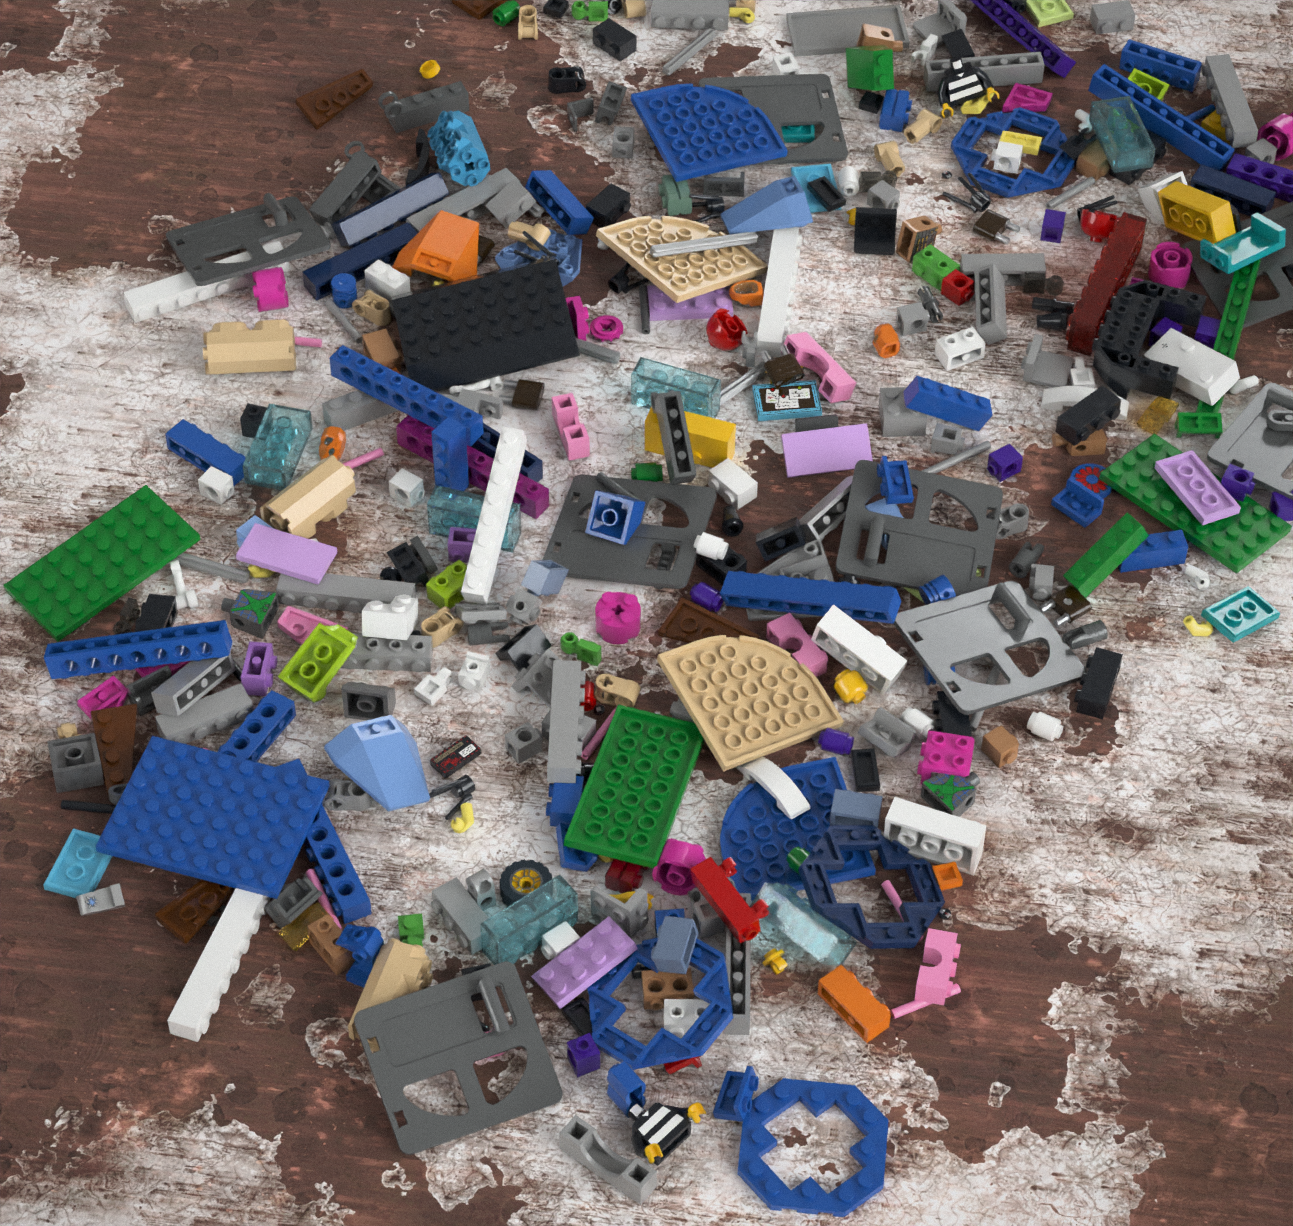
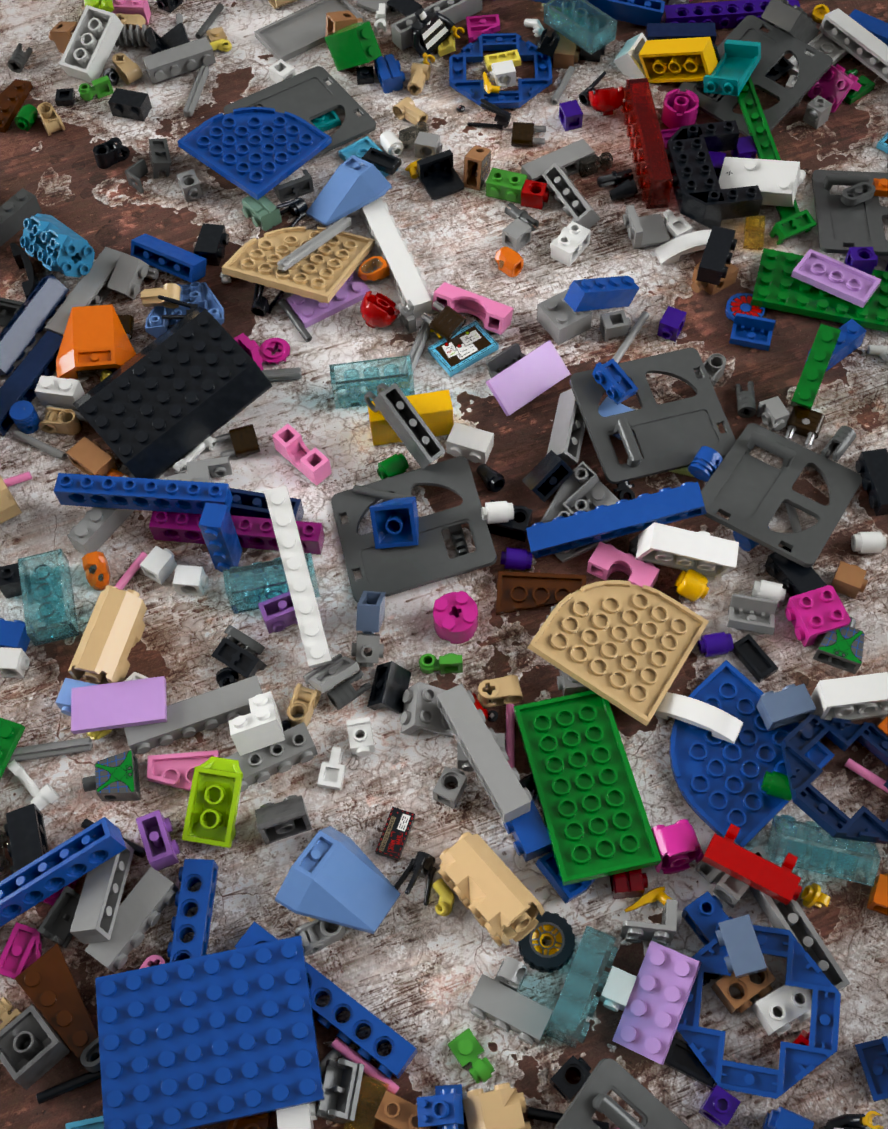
camera: 25 degrees left, 10 degrees up
(387, 463) = (158, 564): none -> white brick
(446, 587) = (287, 659): lime brick -> none
(501, 820) = (489, 889): none -> tan brick
(984, 165) = (487, 85): none -> yellow bar

